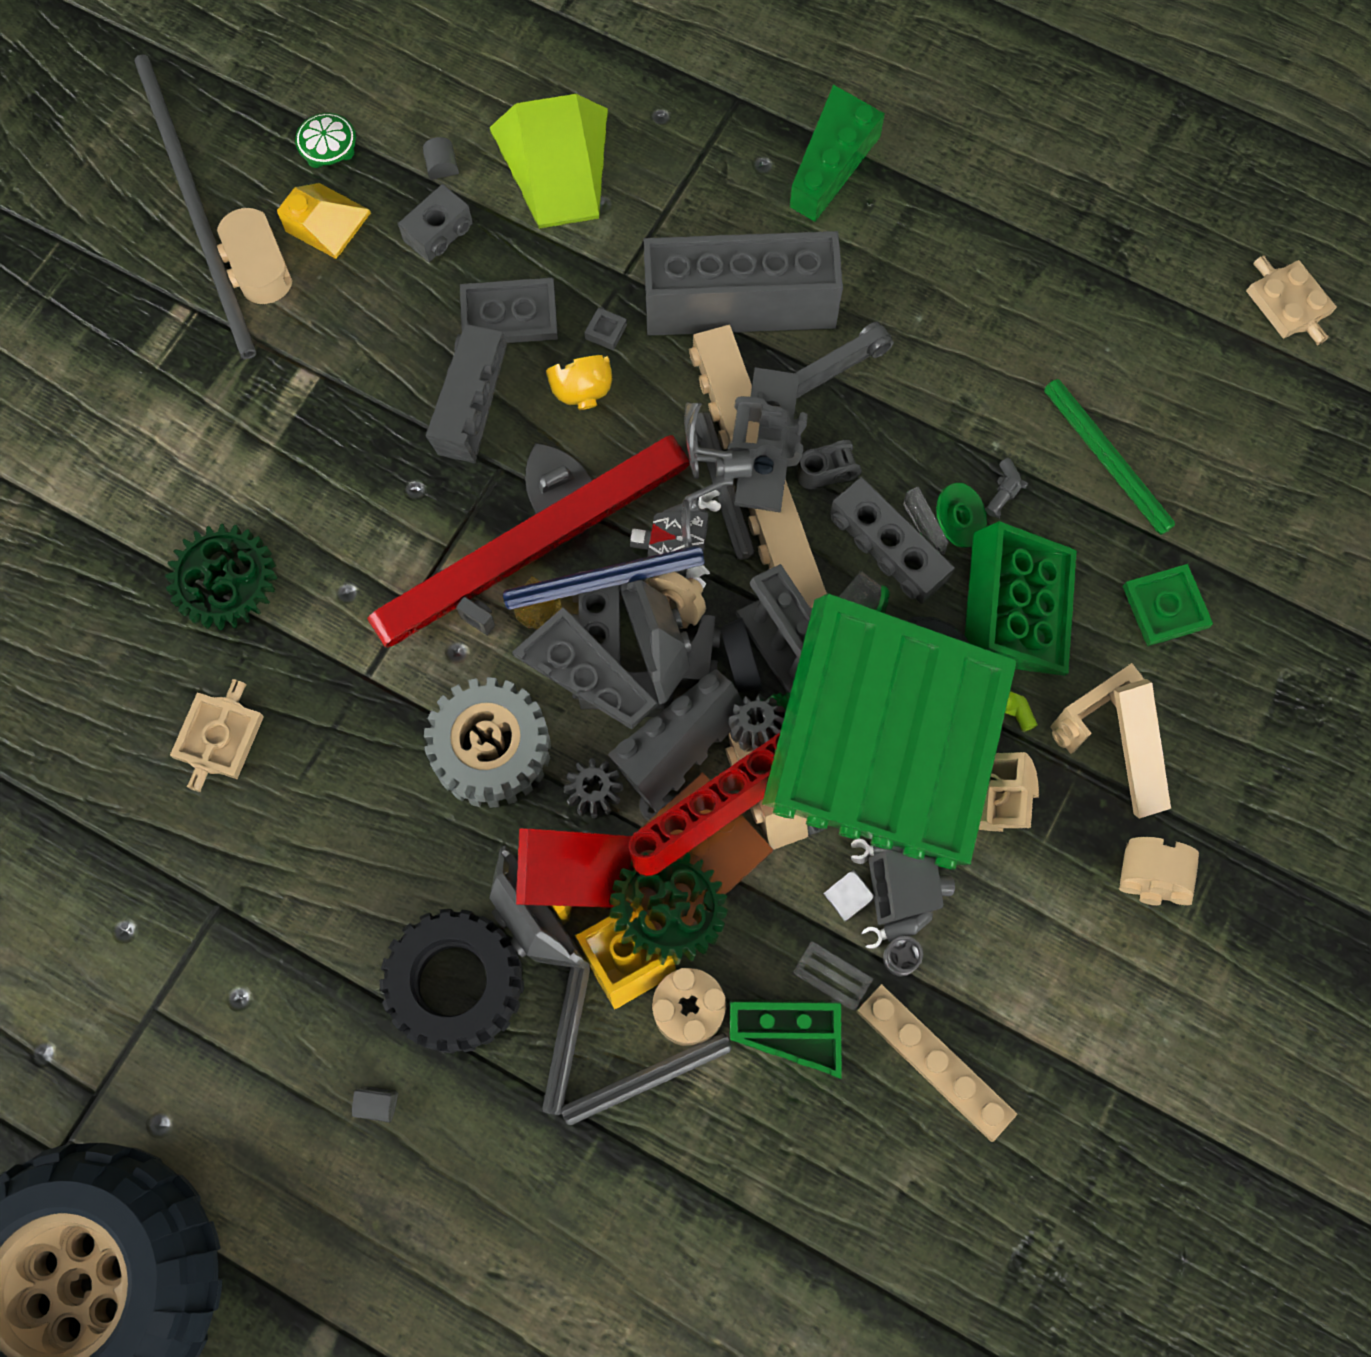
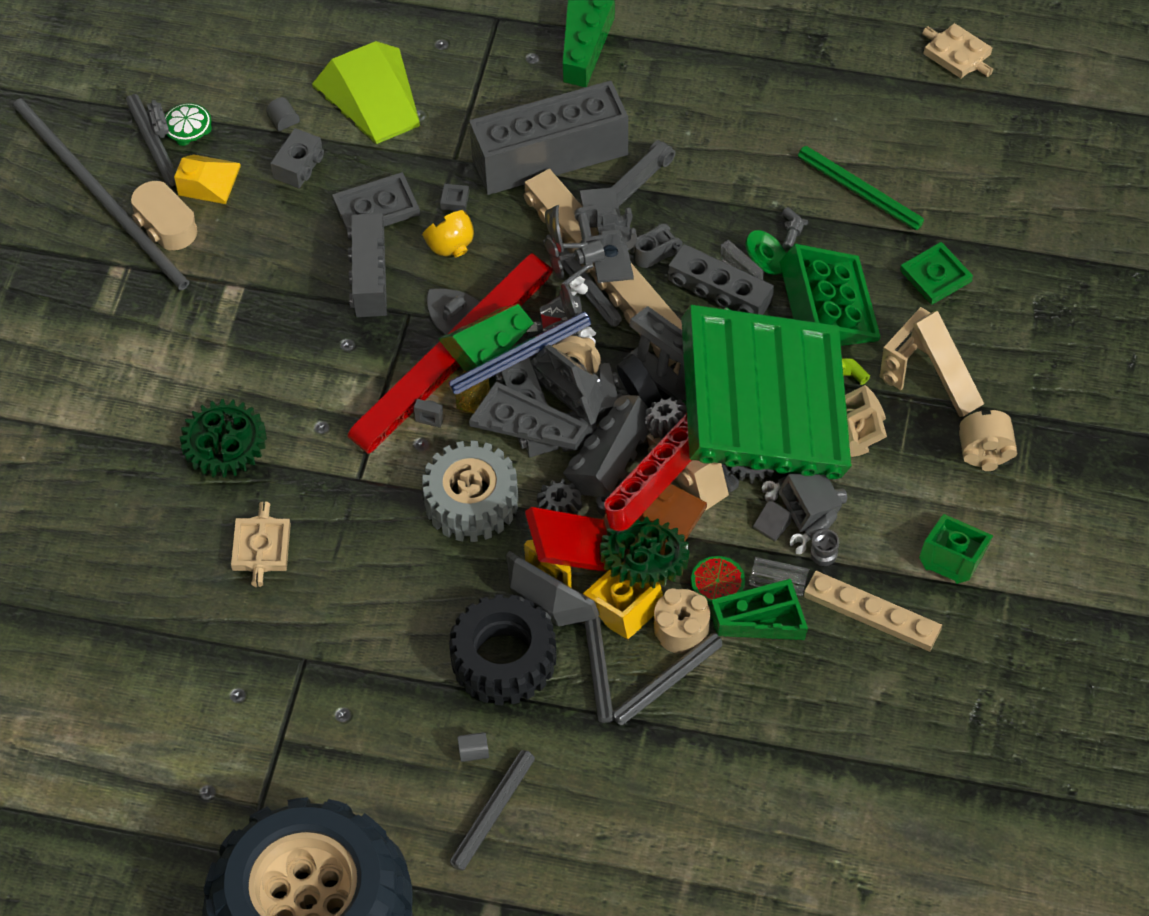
camera: 15 degrees left, 15 degrees down
(277, 145) = (152, 140): none -> dark grey axle
(291, 125) = (157, 119): none -> dark grey axle
(369, 1197) = (492, 810): none -> dark grey axle
(575, 539) = (487, 336): none -> green wedge
(754, 959) = (717, 577): none -> red tile
(1070, 1011) = (954, 549): none -> green slope

